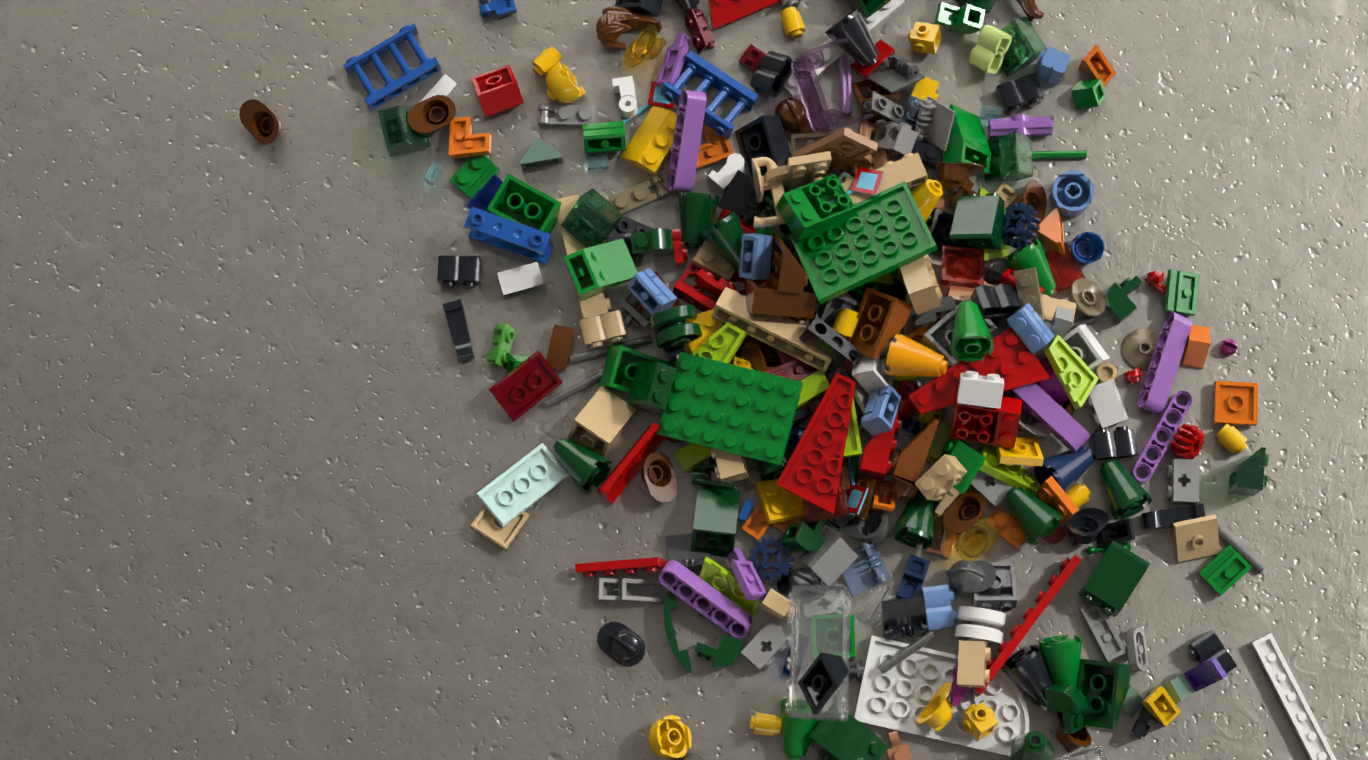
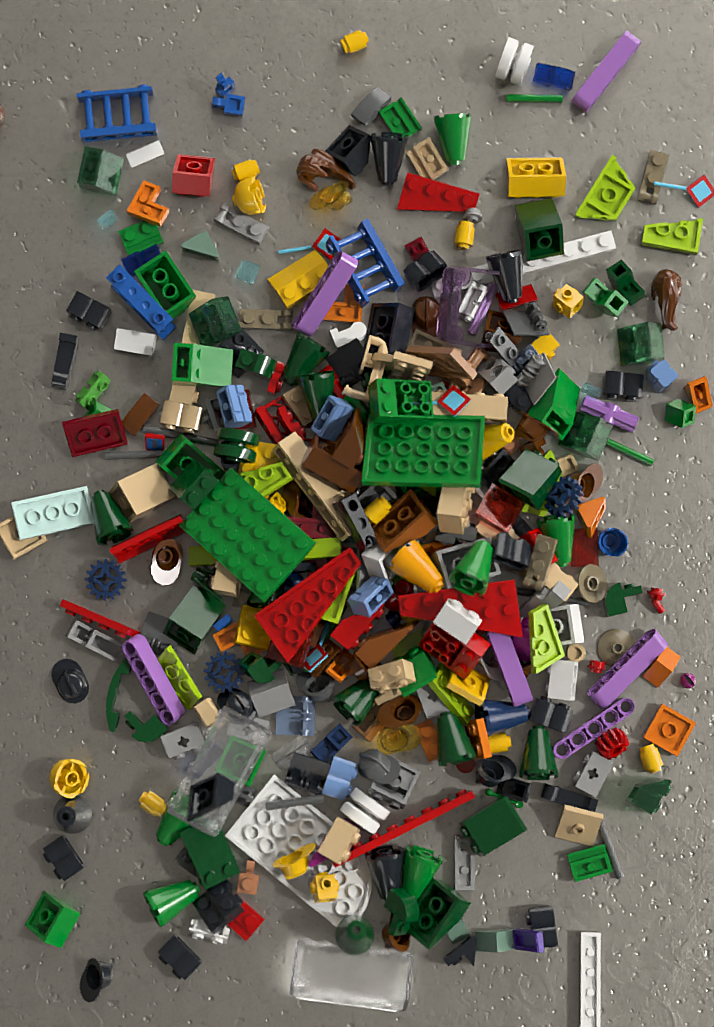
camera: 20 degrees right, 5 degrees up
(431, 114) = (128, 169): reddish brown piece -> none
(588, 366) = (154, 441): none -> slope
(604, 137) = (261, 256): green brick -> none
(617, 520) = (105, 571): none -> dark blue gear
(628, 100) = (298, 230): white leg -> none
(674, 60) = (350, 220): medium lavender hinge -> none
(695, 22) = (384, 196): dark red hinge -> none
(746, 576) = (195, 677): medium lavender hinge -> none
(831, 82) = (471, 301): none -> white hinge
(990, 49) = (616, 337): yellowish green brick -> none
(1030, 328) = (526, 588): medium blue brick -> none
(1080, 187) = (632, 486): medium blue brick -> none
(1137, 649) = (484, 892): light grey plate -> none
(1161, 706) = (478, 949): yellow slope -> none
(1181, 292) = (672, 616): plate -> none

